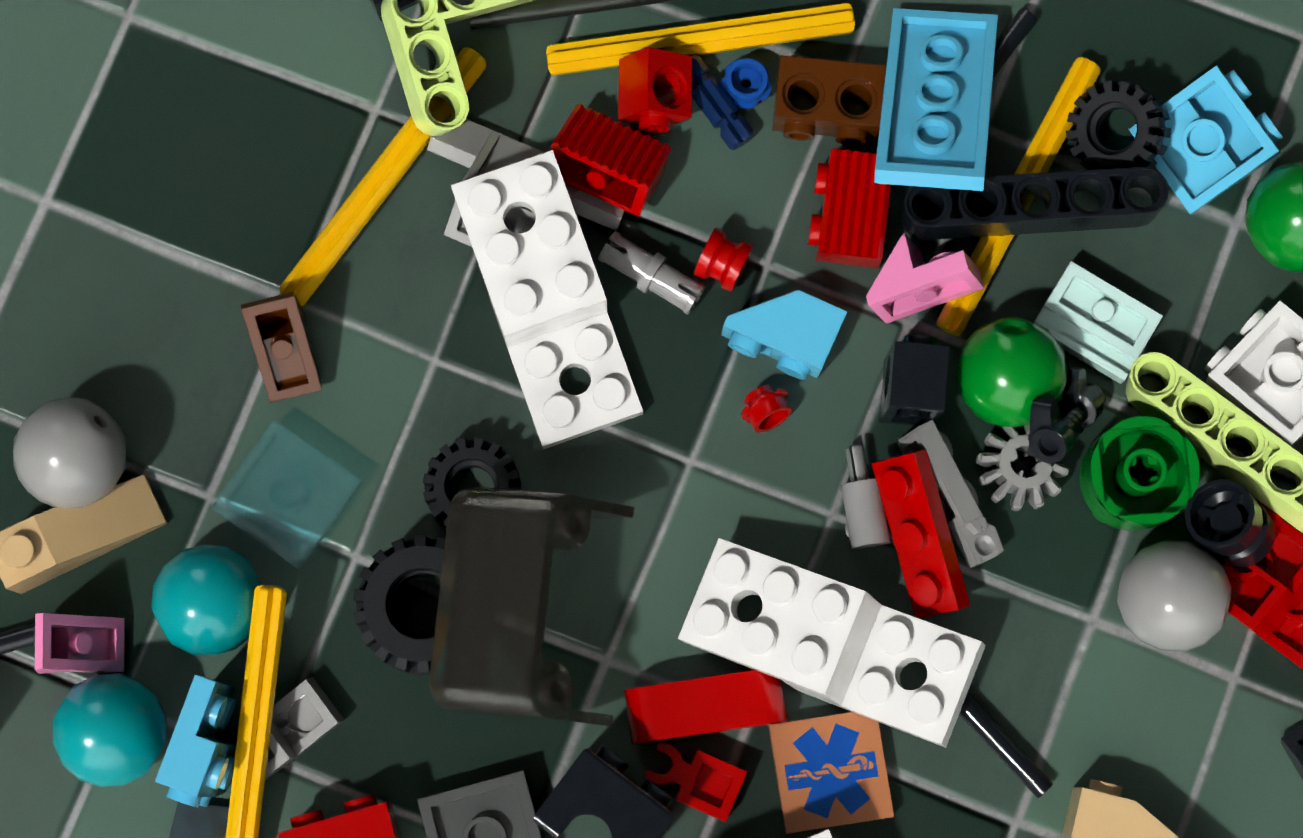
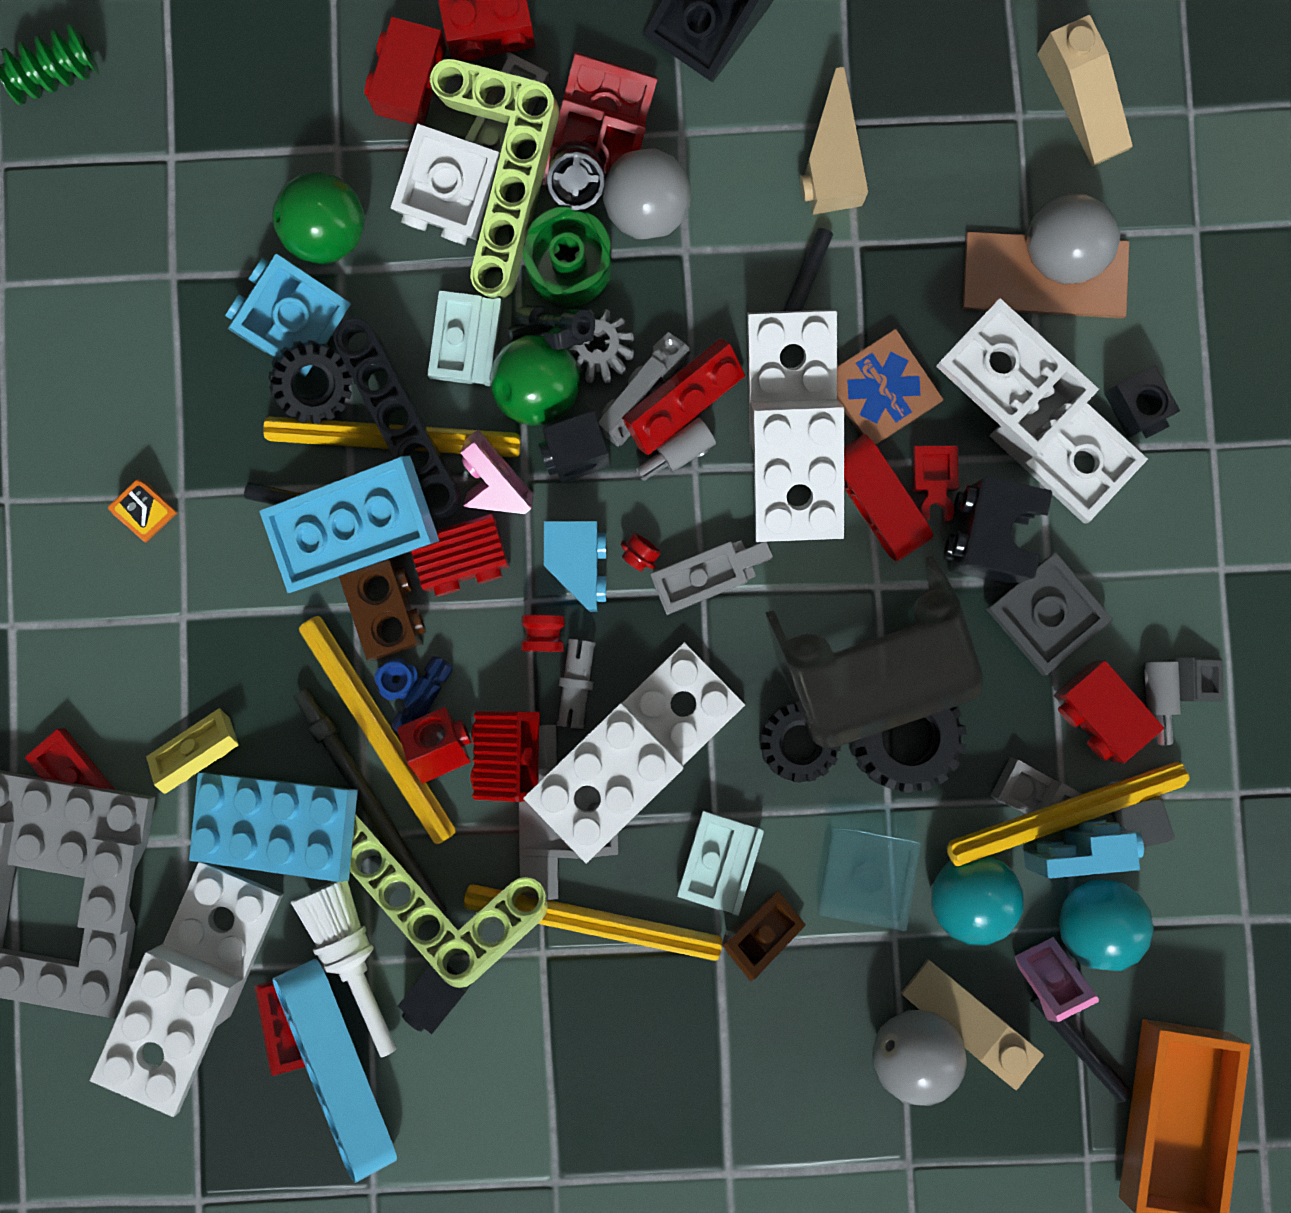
camera: 110 degrees left, 5 degrees up
(382, 340) = (720, 863): none -> light aqua plate
(706, 471) = (708, 574): none -> light grey hinge

